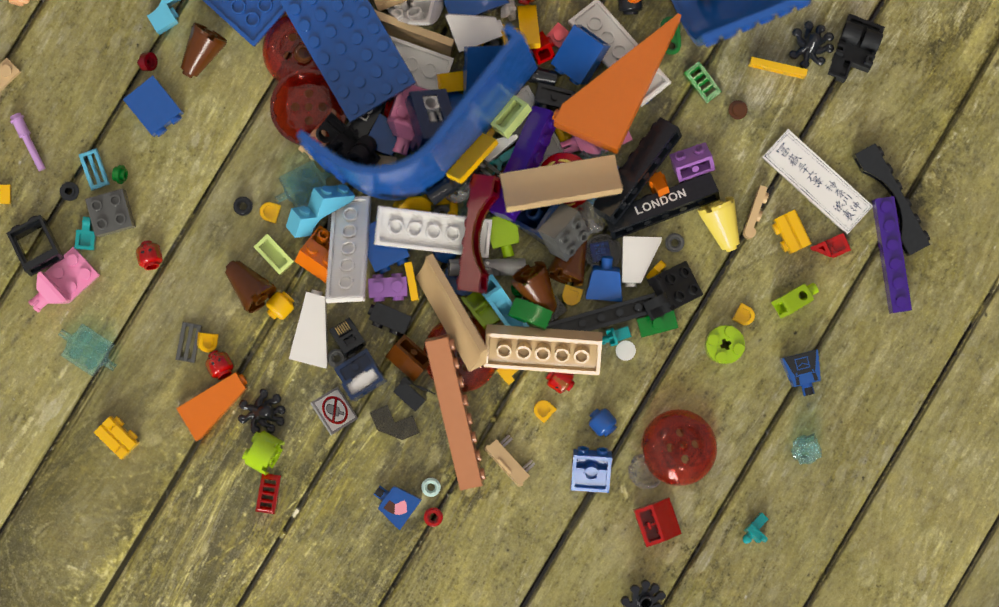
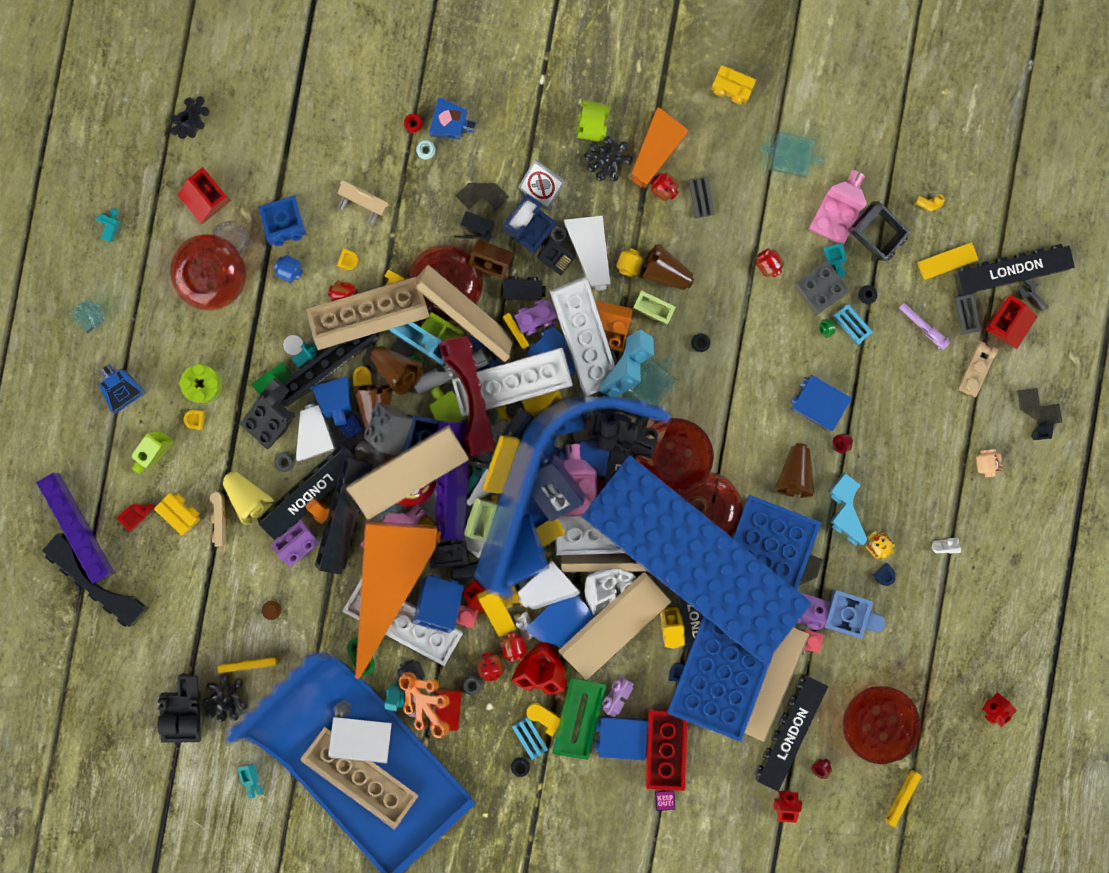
camera: 155 degrees right, 0 degrees up
(207, 341) = (684, 204): yellow tile -> none
(270, 211) = (673, 347): yellow tile -> none
(271, 510) = (570, 70): red slope -> none
(454, 411) = (429, 224): nougat brick -> none
(529, 312) = (392, 341): green slope -> none
(657, 269) = (291, 429): yellow tile -> none
(692, 80) = (324, 637): slope -> none
(817, 181) = (171, 571): white tile -> none

